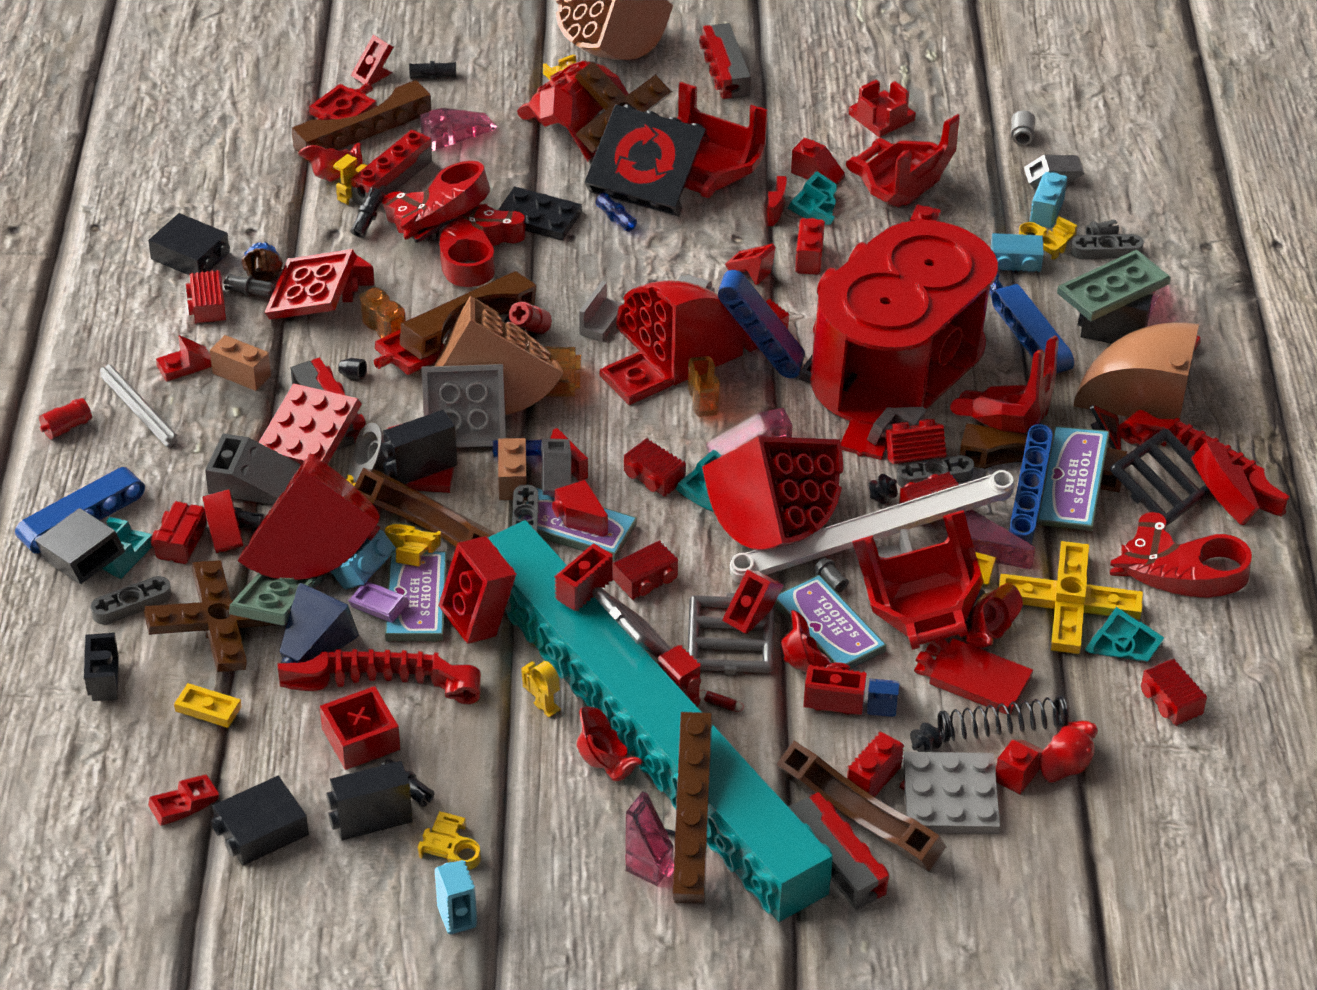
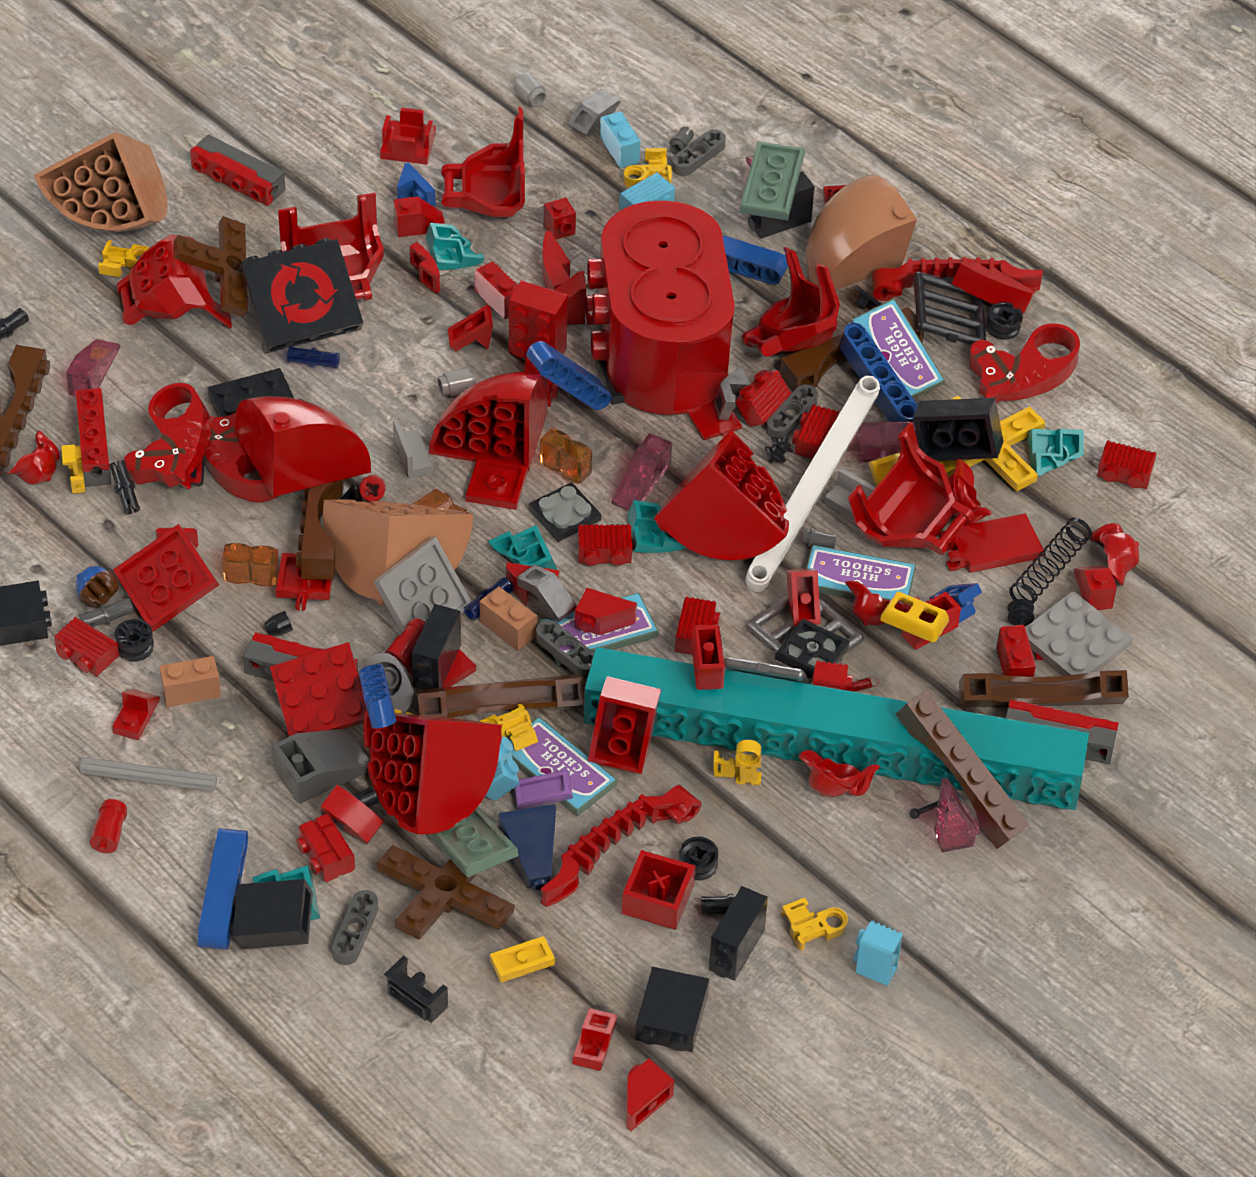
camera: 45 degrees left, 5 degrees up
(159, 862) = (646, 1092): none -> red slope
(244, 314) = (134, 639): none -> black wheel
(319, 443) = (377, 696): none -> blue beam
(426, 732) = (703, 848): none -> black wheel
(496, 246) = (298, 443): none -> red brick
(594, 435) = (524, 548): none -> teal slope
(660, 424) = (564, 511): none -> piece
(711, 643) = (809, 644): none -> black piece
(794, 277) = (537, 316): none -> red brick
(799, 671) = (910, 621): none -> yellow piece
(839, 141) = (414, 185): none -> blue slope
(1034, 559) = (959, 429): none -> black brick
(1210, 516) = (1004, 321): none -> black wheel

